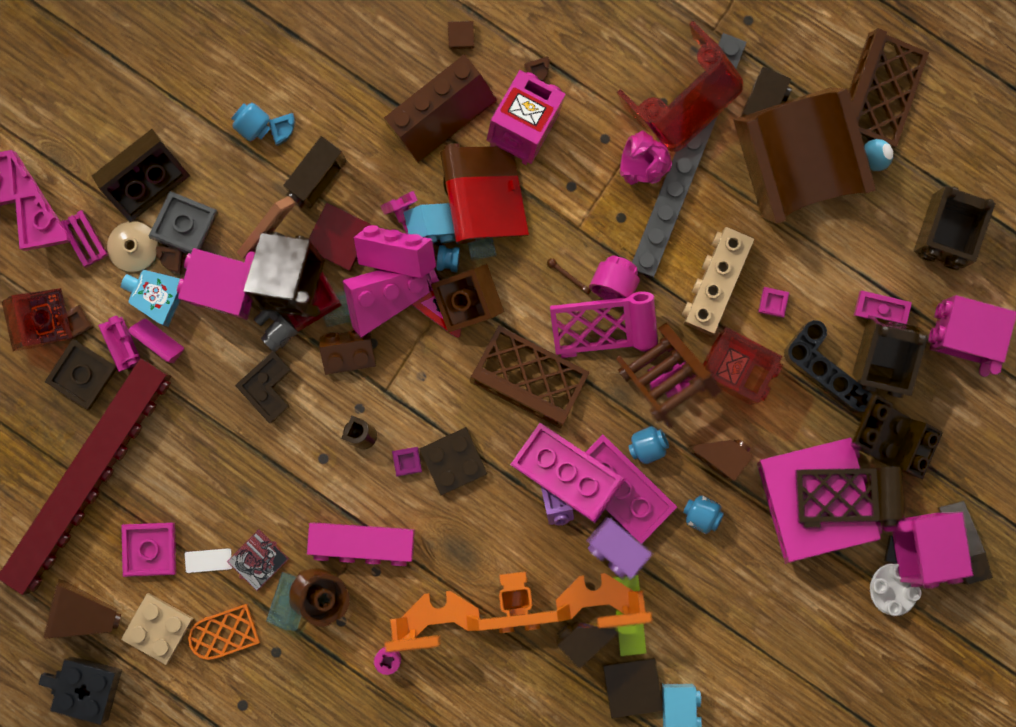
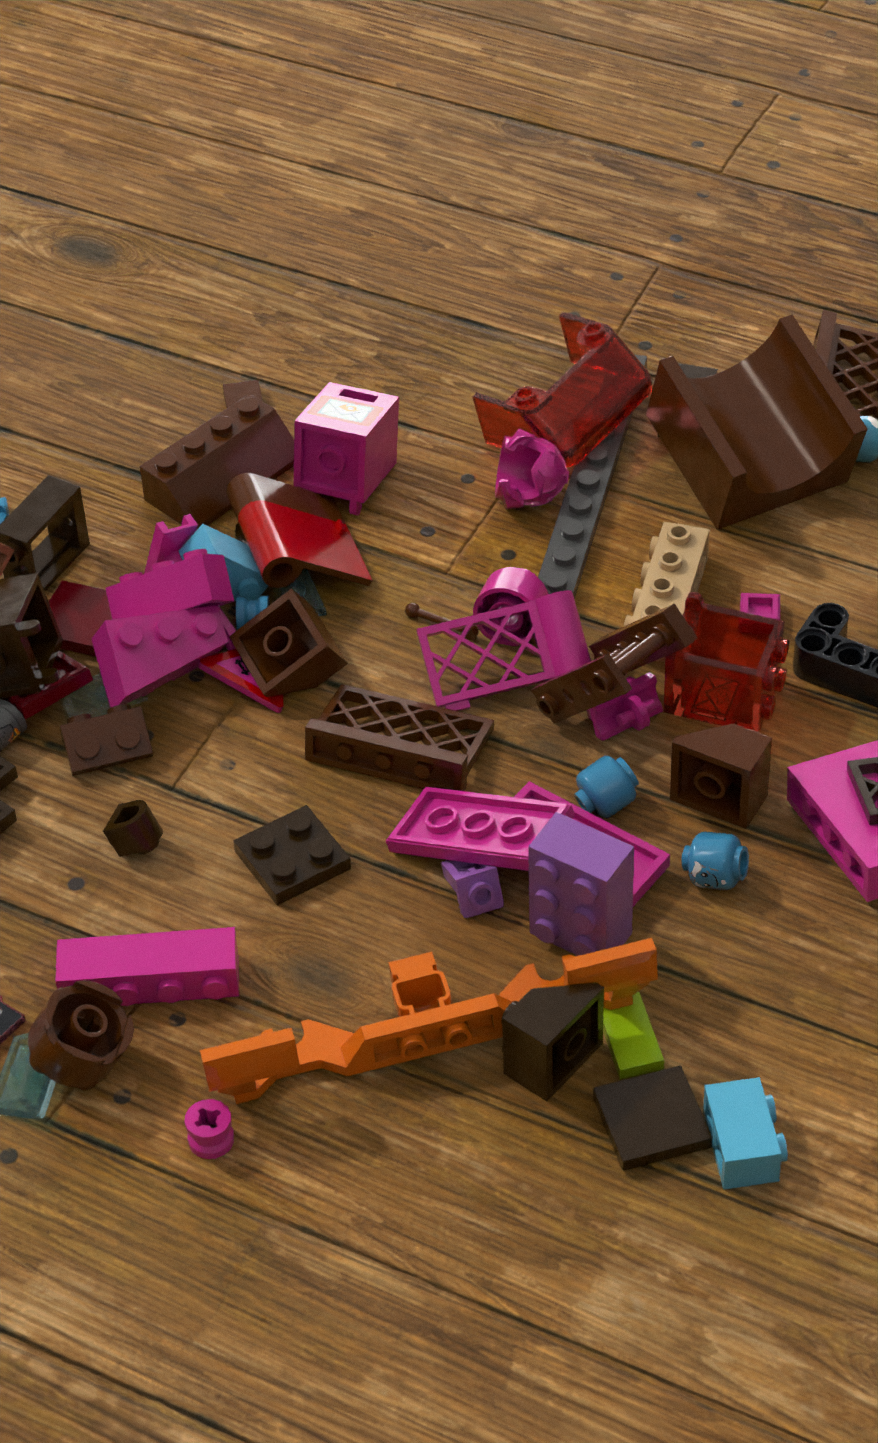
camera: 10 degrees left, 40 degrees down
(407, 461) = (215, 865): magenta tile -> none

